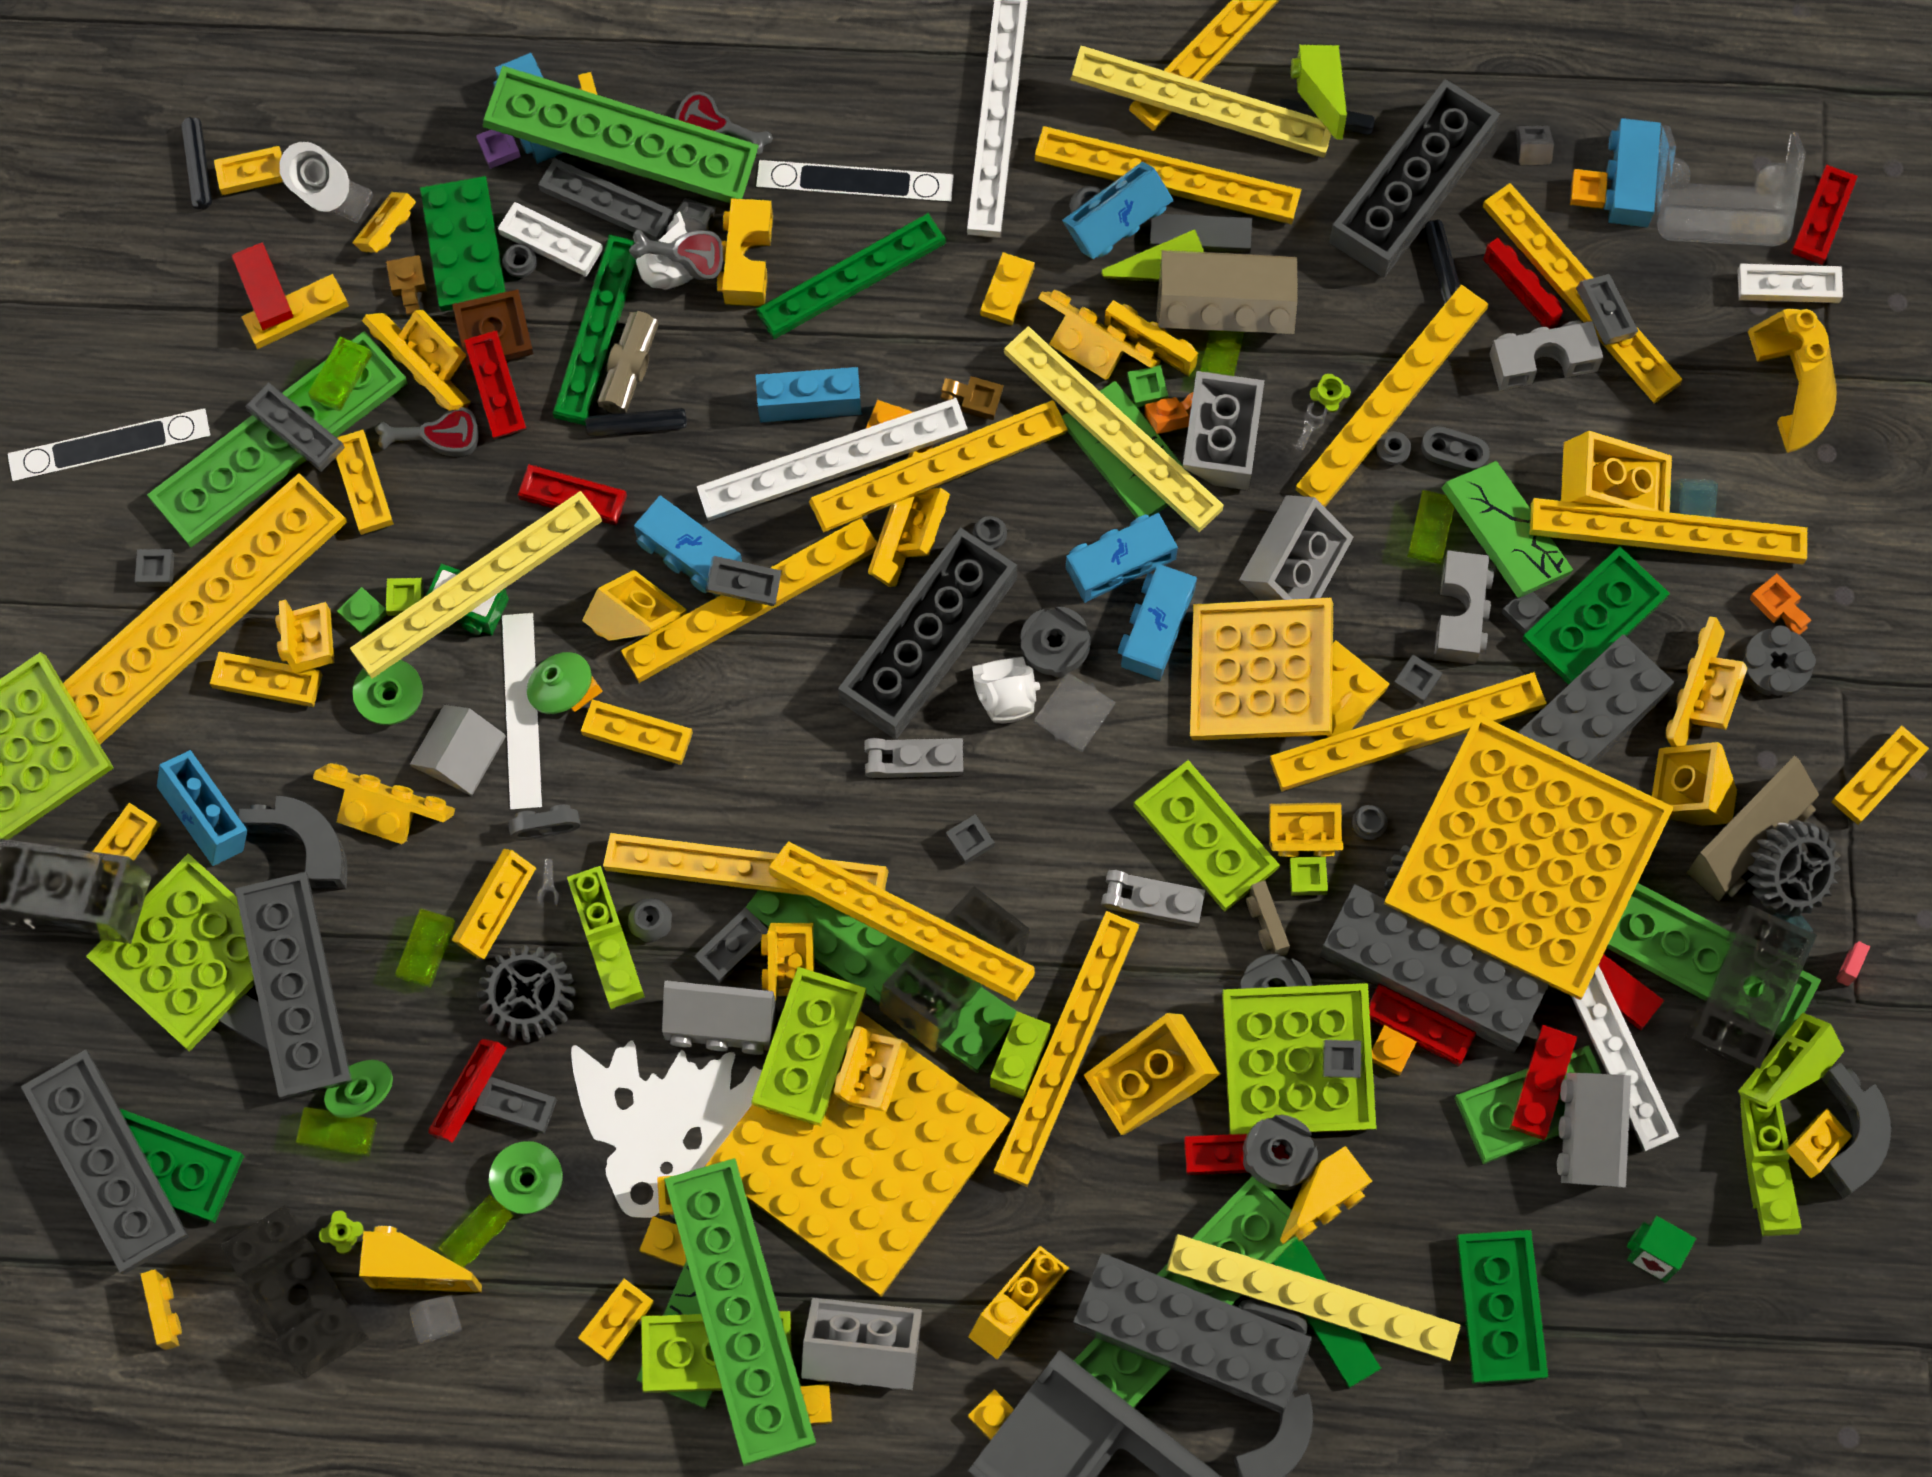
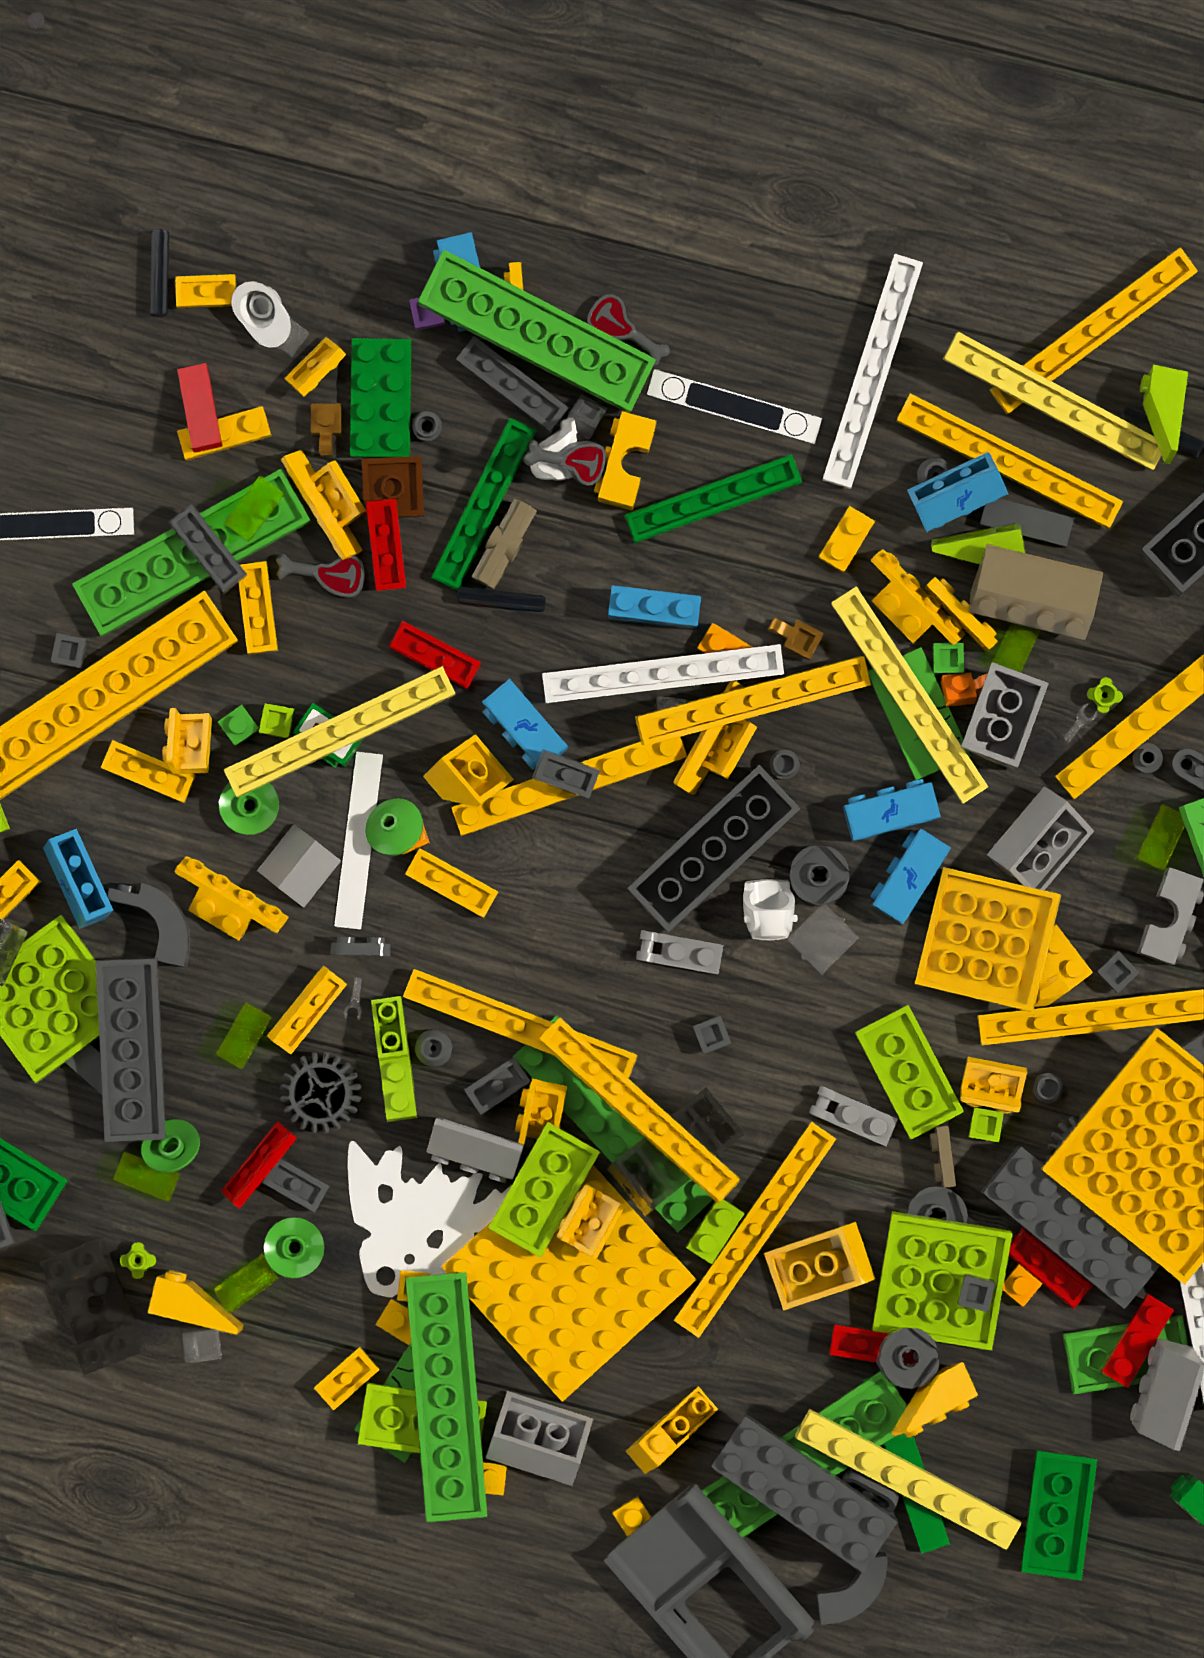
camera: 10 degrees right, 15 degrees up
(550, 239) = (457, 411): white plate -> none

